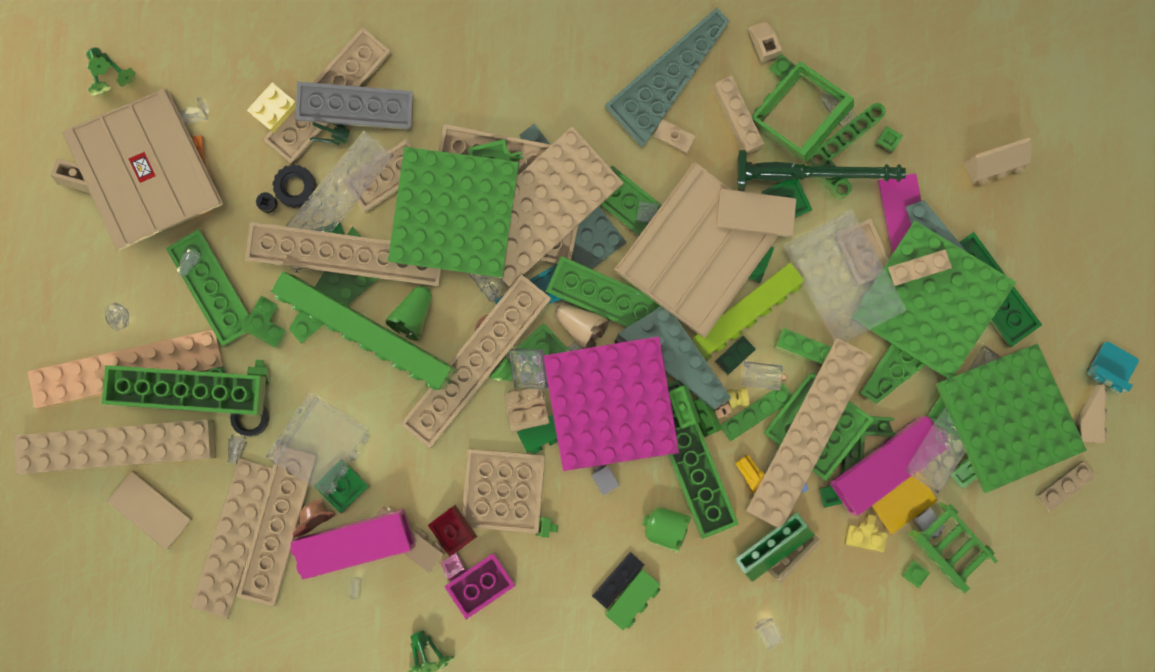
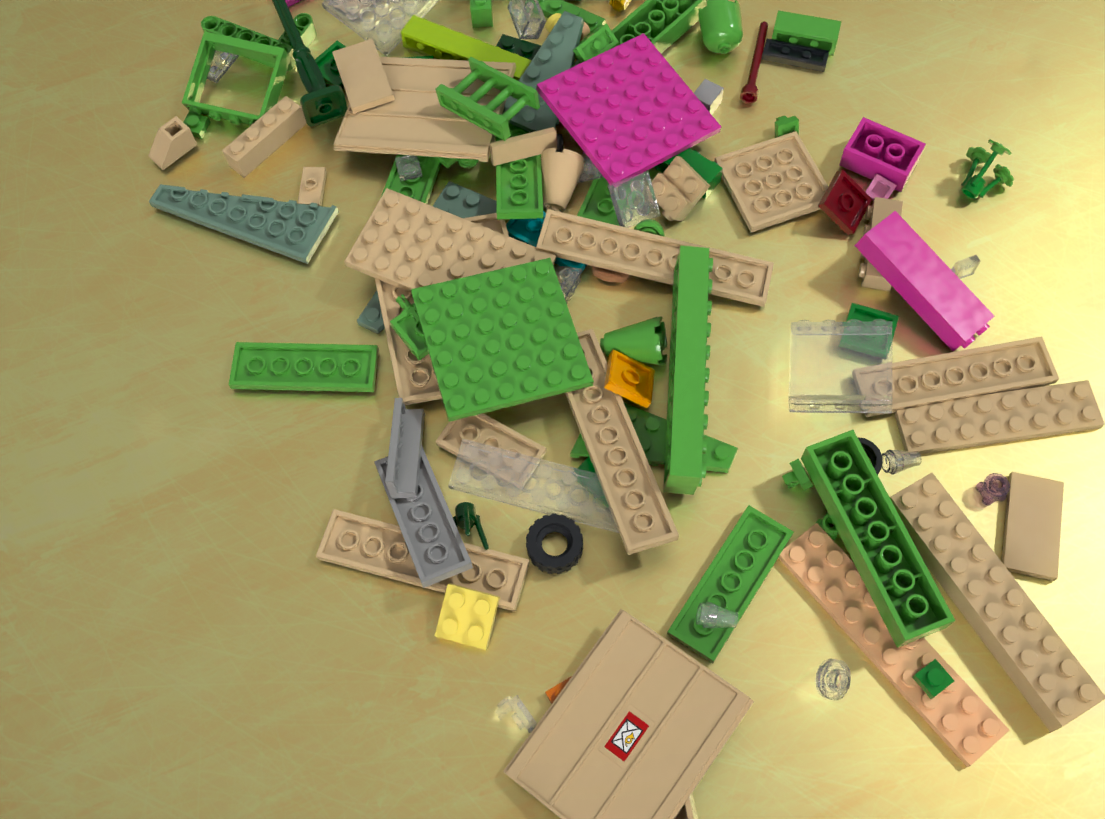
camera: 115 degrees left, 20 degrees down
(84, 377) = (933, 679): none -> green plate
(190, 499) = (993, 488): none -> brick
(259, 324) = (742, 501): bright green plate -> none
(269, 206) = (594, 571): black wheel -> none
(312, 516) = (921, 342): nougat piece -> none
(384, 291) = (629, 378): none -> light orange tile
(405, 113) = (404, 451): none -> light grey fence
(513, 72) = (304, 367): none -> bright green plate
(597, 520) = (750, 92): none -> dark red piece
(616, 305) = (522, 146): none -> tan tile
(669, 275) = (483, 115): none -> bright green fence
(889, 139) = (235, 11): bright green plate -> none

